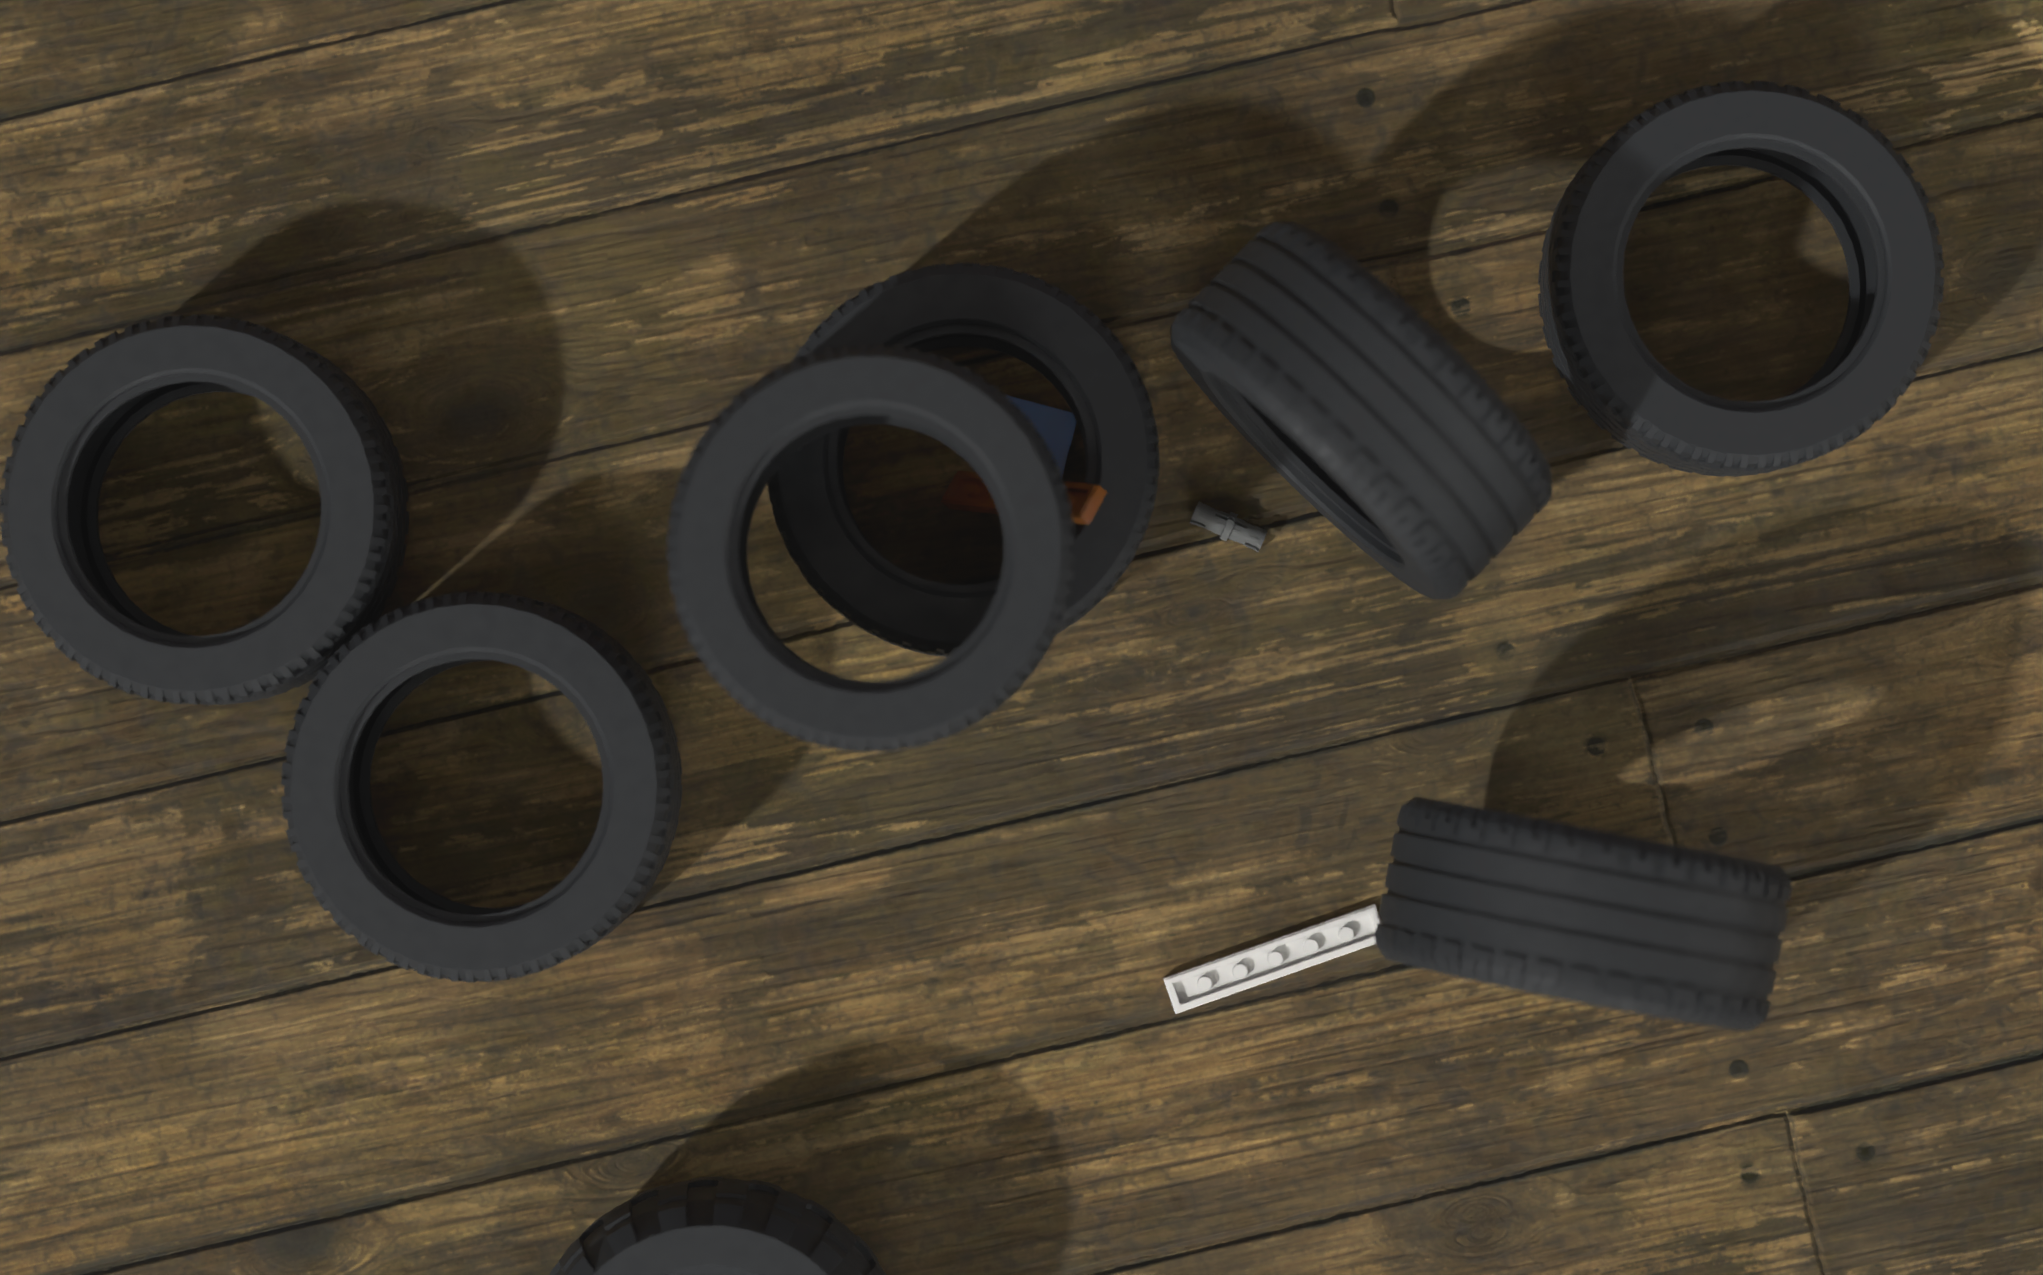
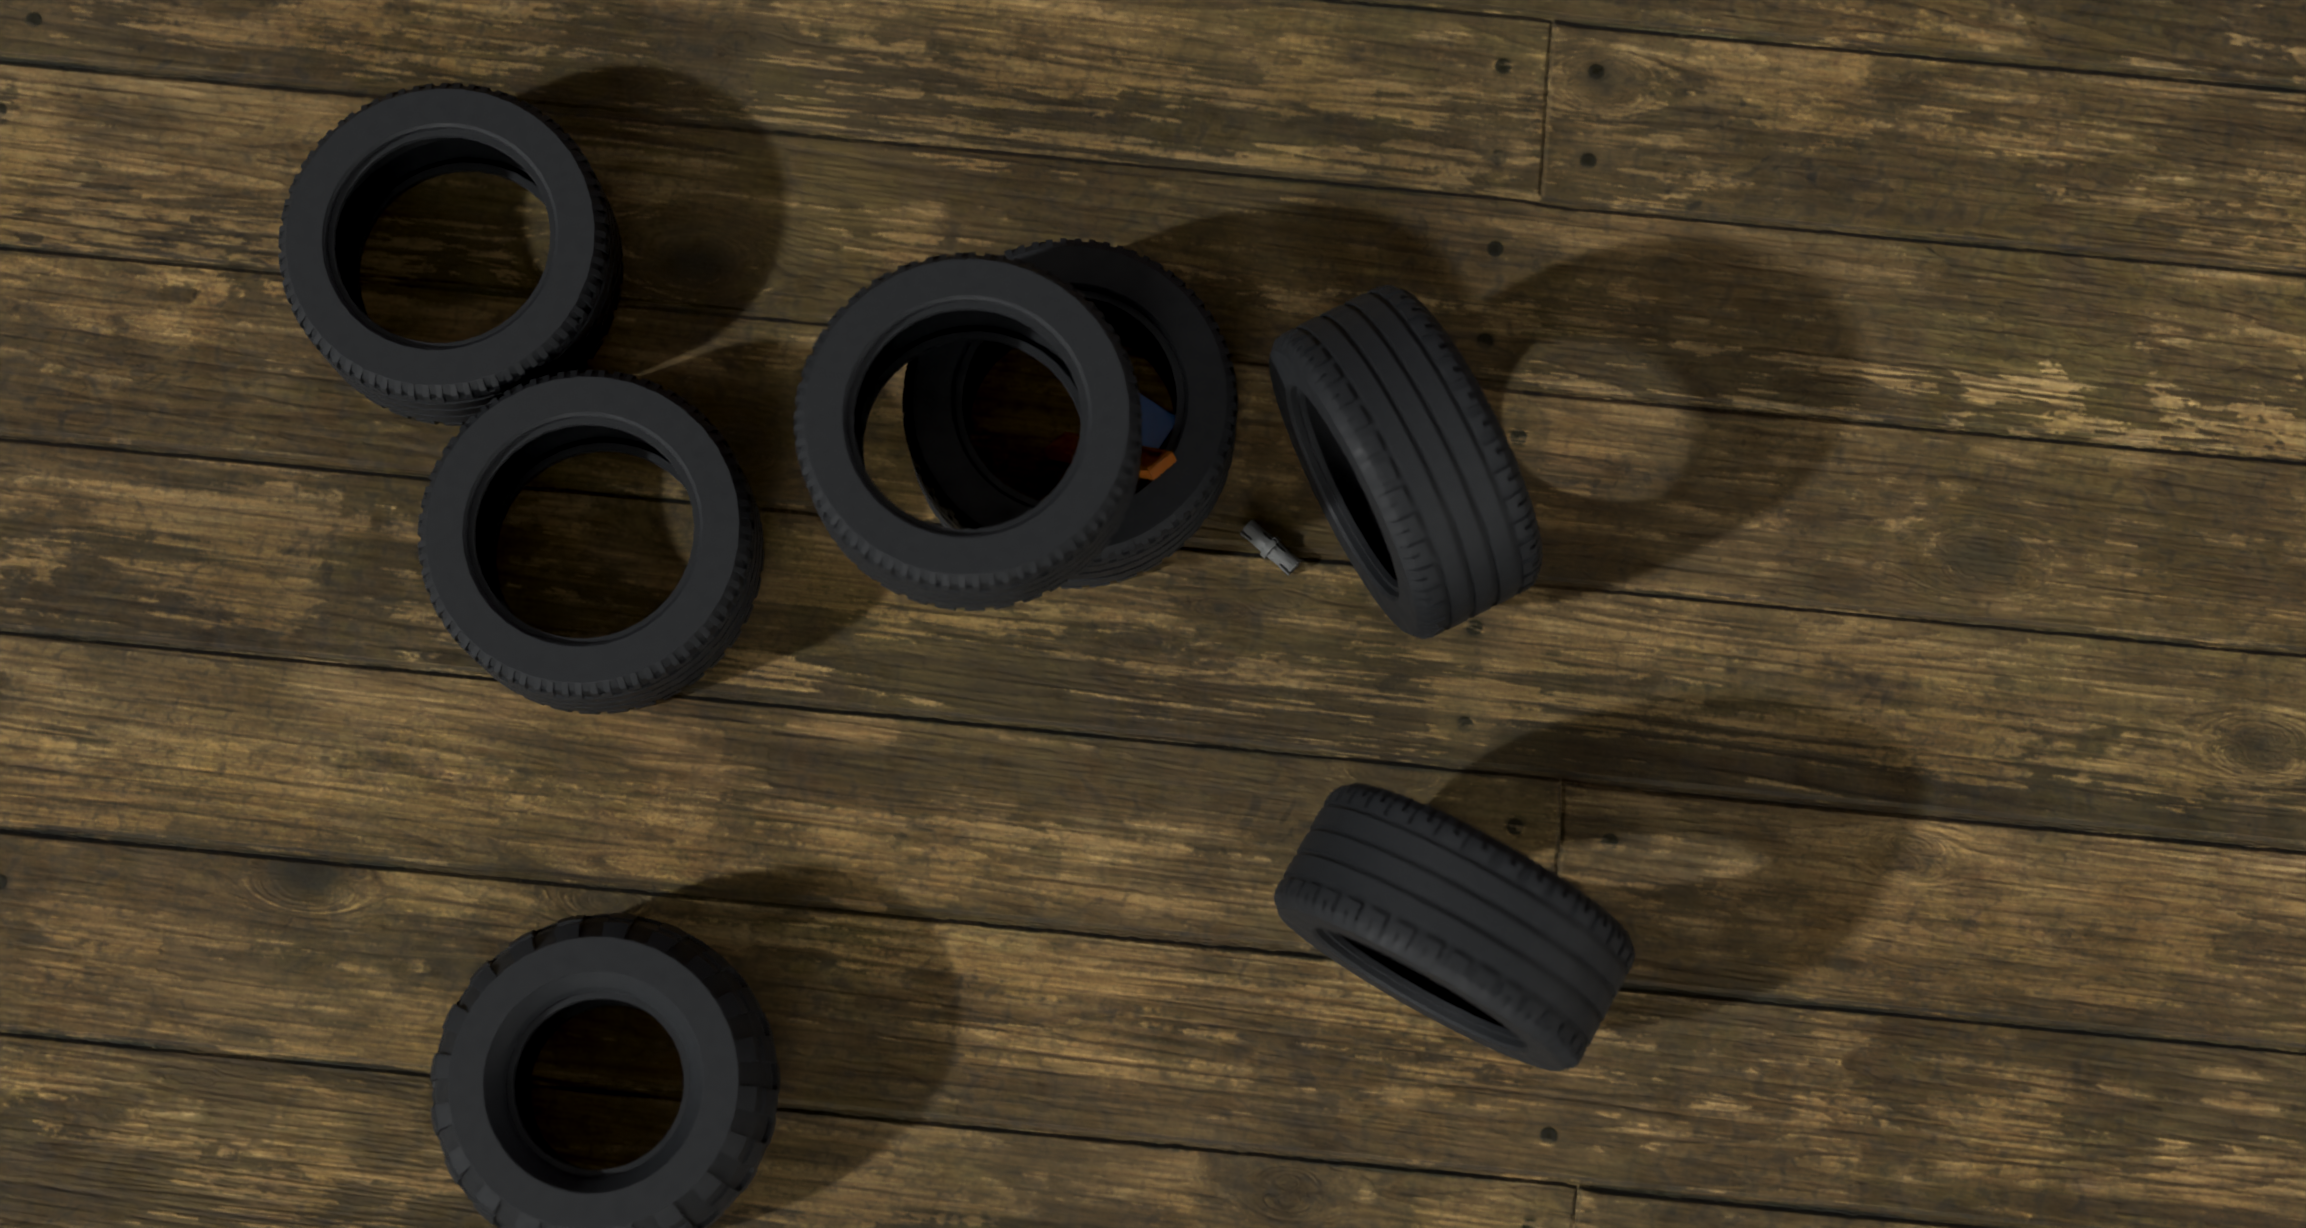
camera: 20 degrees right, 10 degrees down
(1273, 959) = (1185, 911): white tile -> none
(1861, 192) = (1823, 377): black tyre -> none

